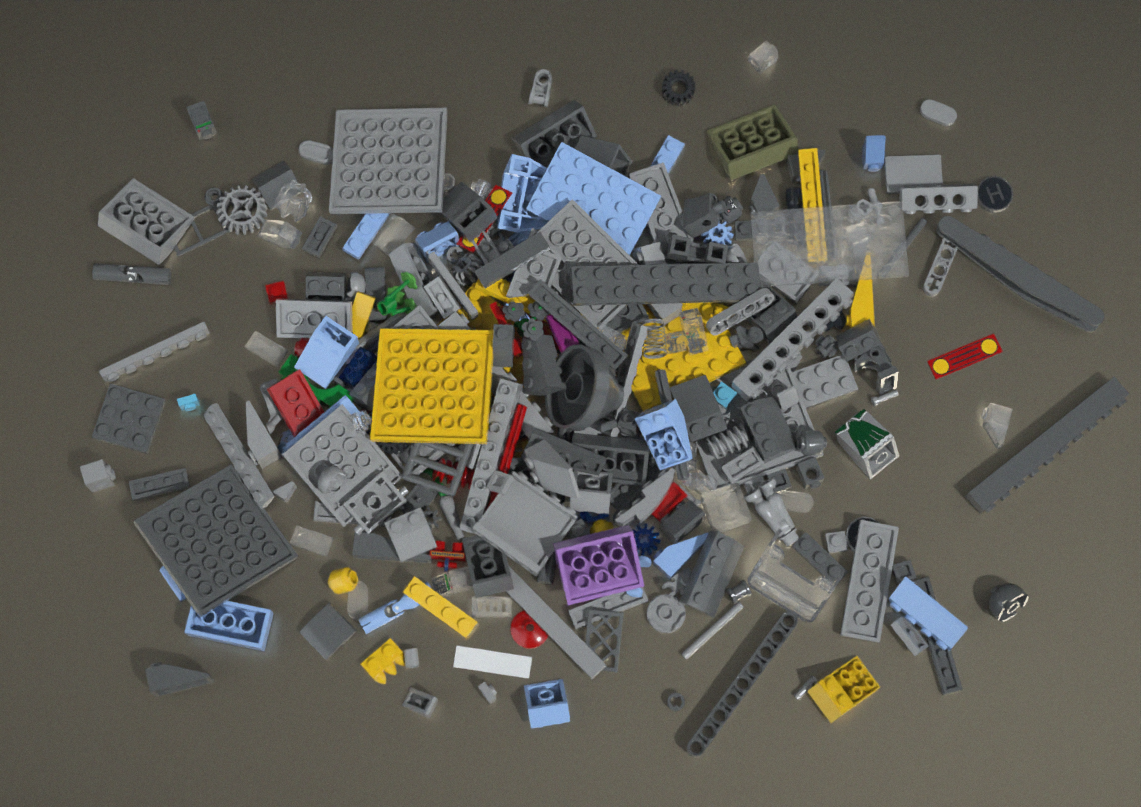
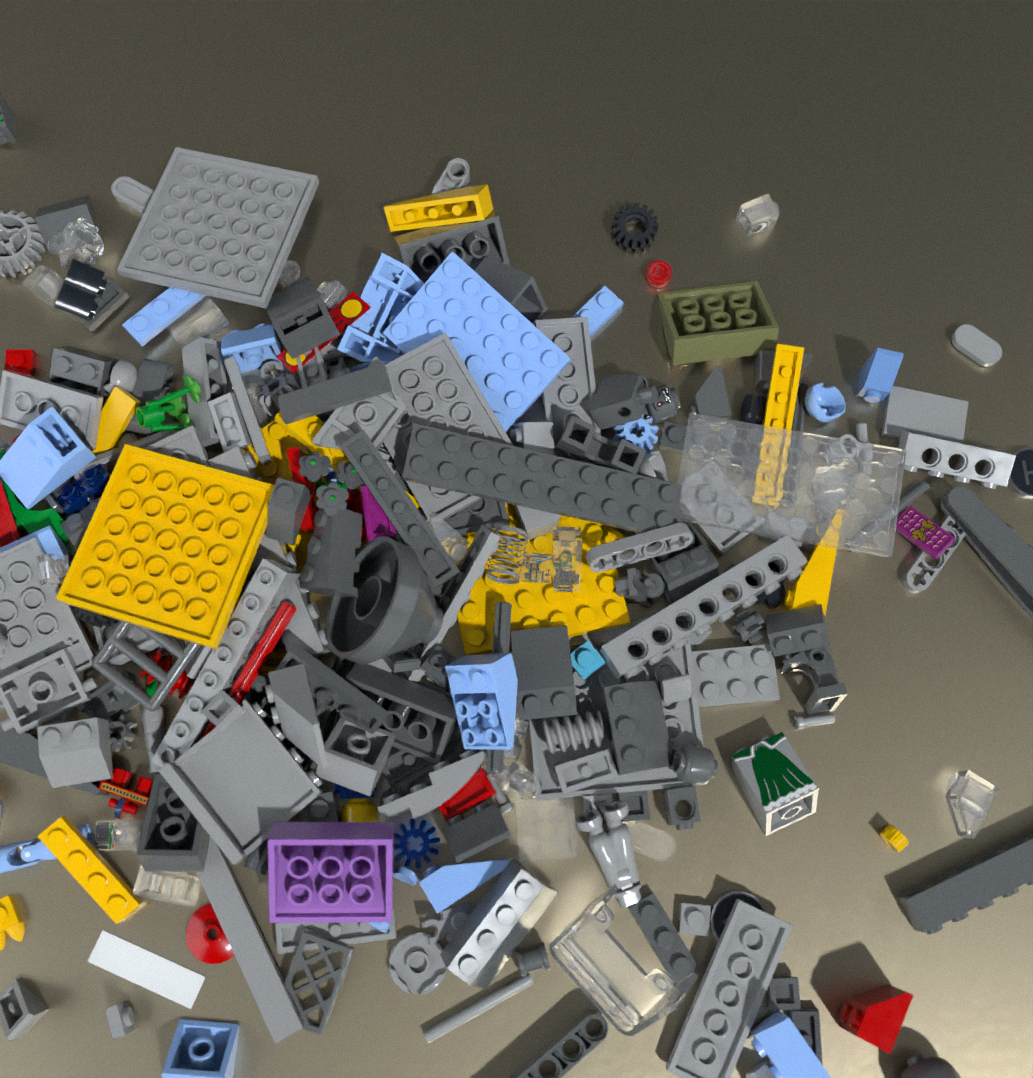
camera: 10 degrees right, 0 degrees up
(308, 232) = (80, 291): none -> black brick
(411, 658) = (28, 934): light grey hinge -> none
(546, 107) = (440, 209): none -> yellow slope
(704, 116) = (658, 273): none -> red tile
(841, 180) = (824, 402): none -> light blue hair
(928, 253) = (923, 532): none -> magenta tile
(953, 458) = (894, 838): none -> yellow axle
(962, 570) = (876, 1015): none -> red slope
(964, 356) = (941, 690): sticker -> none

